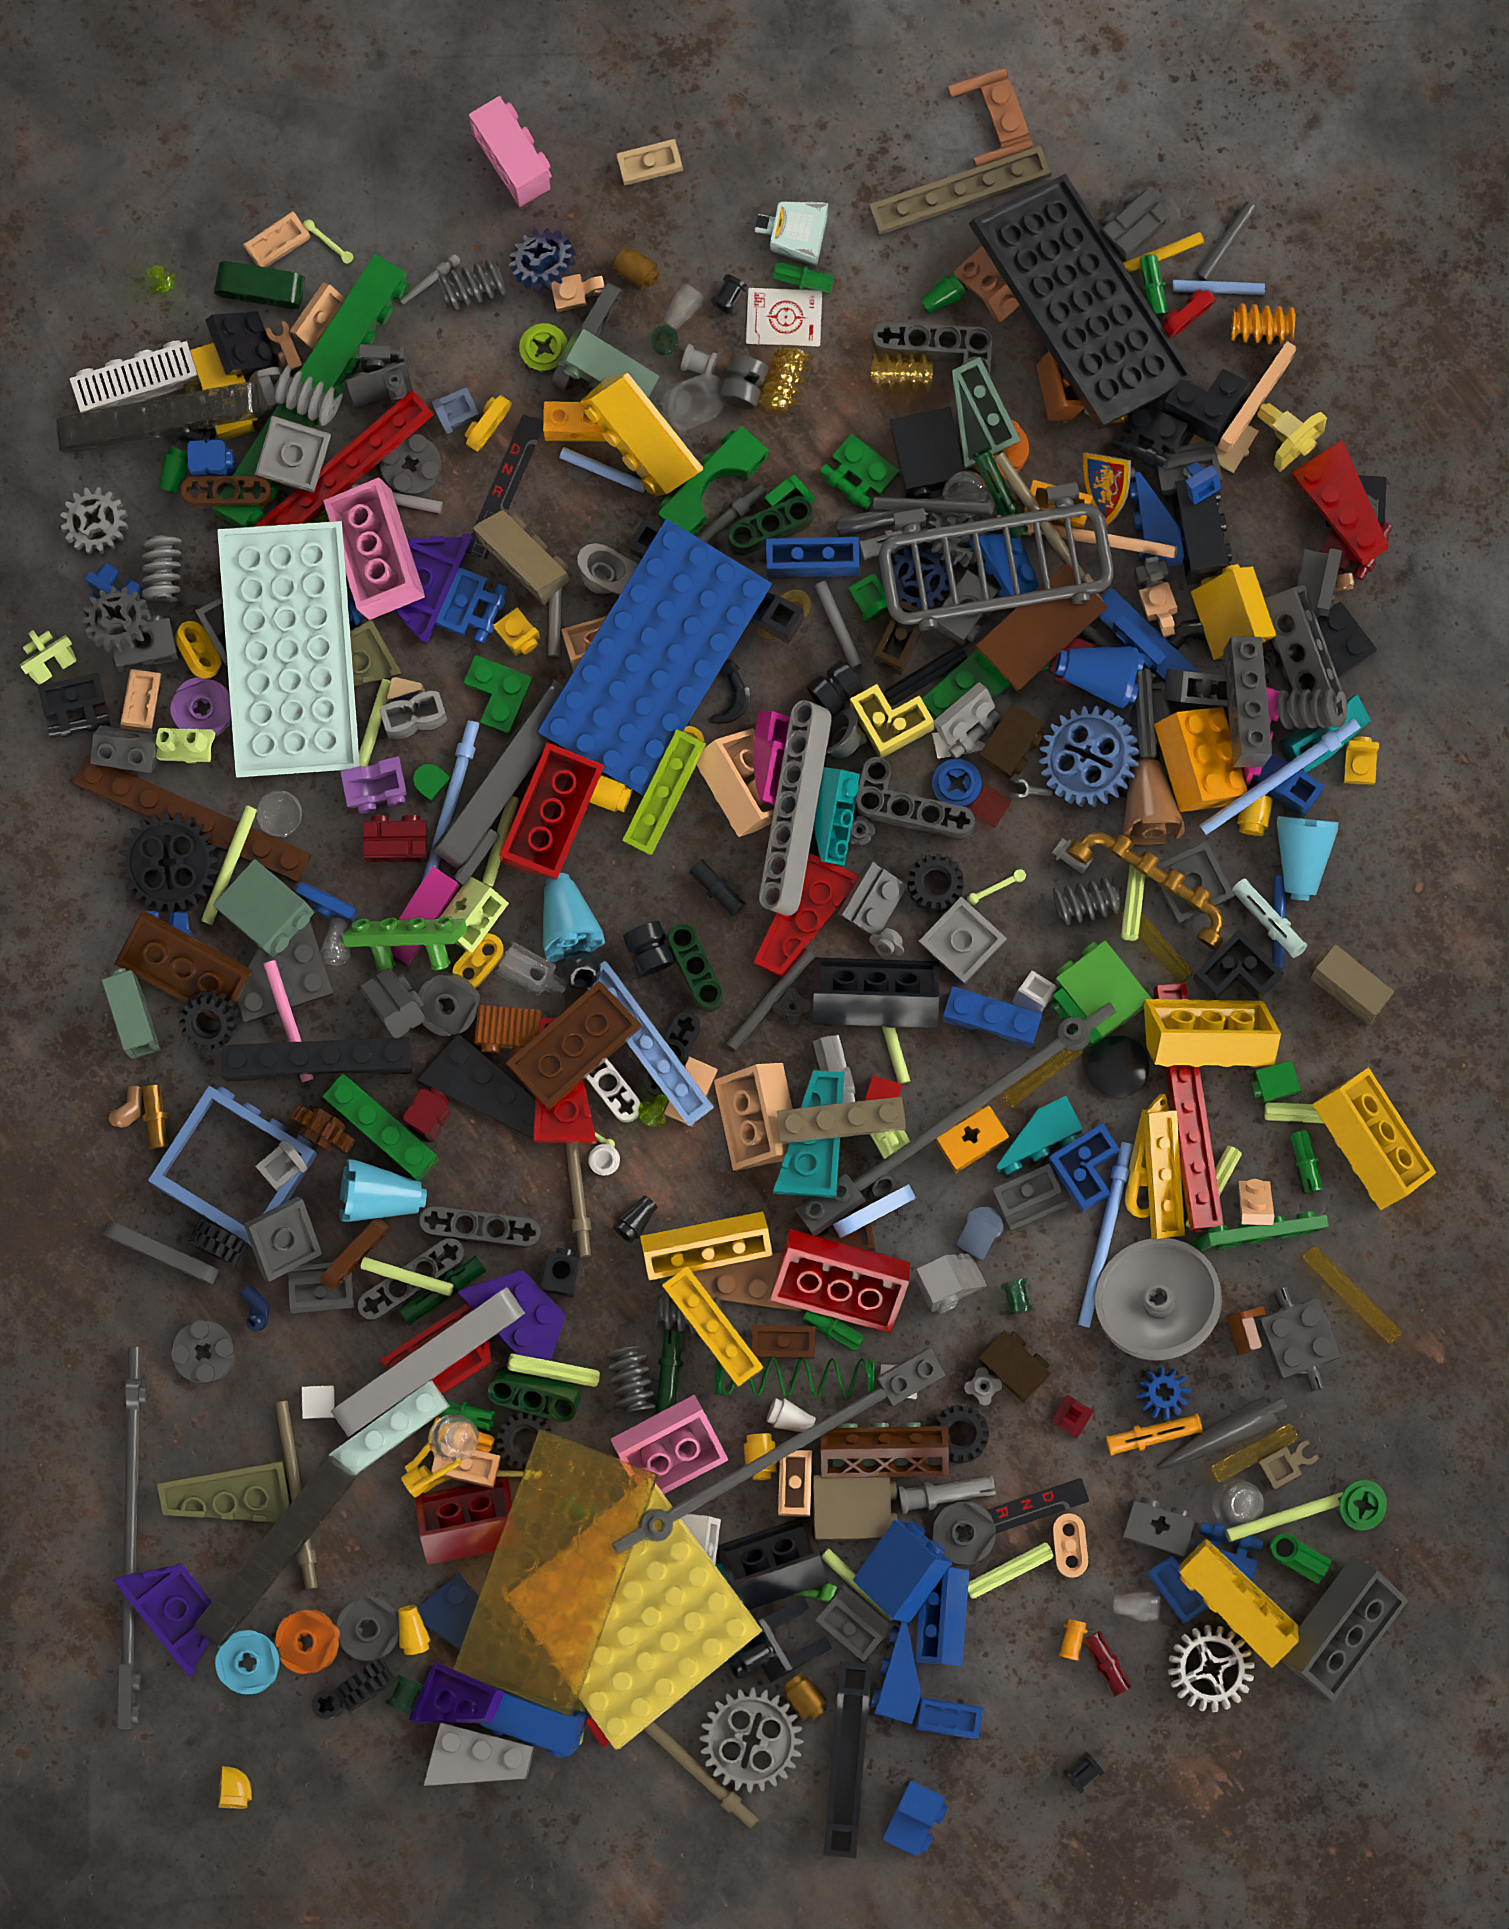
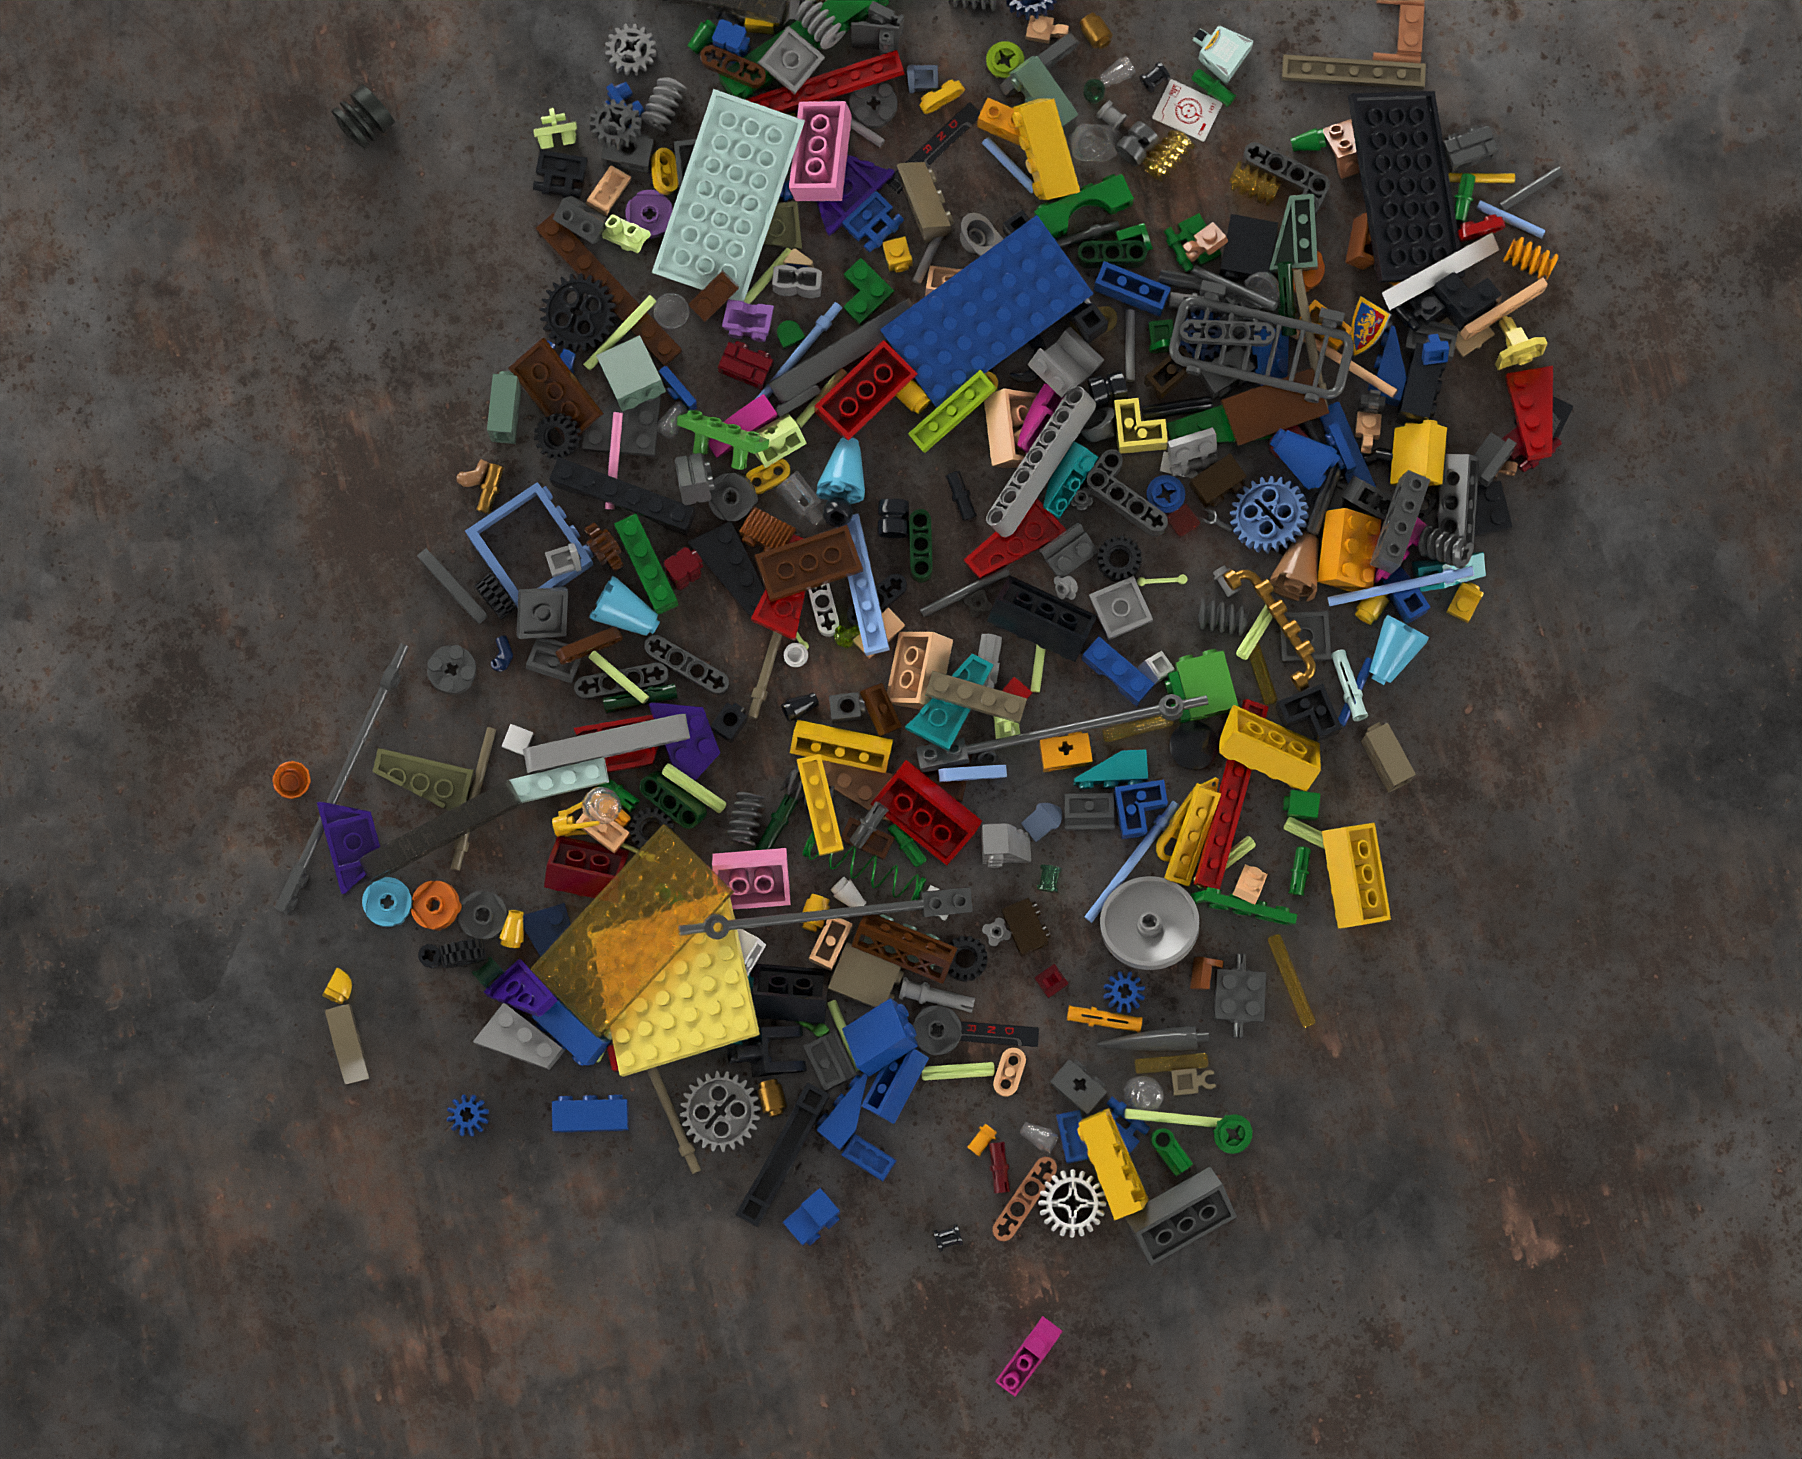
camera: 20 degrees right, 0 degrees up
(70, 1566) = (291, 780): none -> orange hair
(274, 1852) = (347, 1044): none -> dark tan slope
(321, 774) = (713, 295): none -> reddish brown plate
(448, 1884) = (475, 1110): none -> blue gear
(599, 1810) = (590, 1114): none -> blue brick
(682, 1208) = (838, 715): none -> dark grey brick
(733, 1181) = (880, 709): none -> reddish brown plate
(773, 677) = (1066, 362): none -> light grey panel
(779, 1325) = (868, 824): none -> dark grey axle
(877, 462) = (1207, 241): none -> nougat plate
(947, 559) = (1227, 337): none -> dark grey beam
(1156, 1688) = (1026, 1200): none -> nougat beam
(1158, 391) = (1428, 277): none -> white sticker
(1238, 1870) = (1029, 1356): none -> dark pink slope

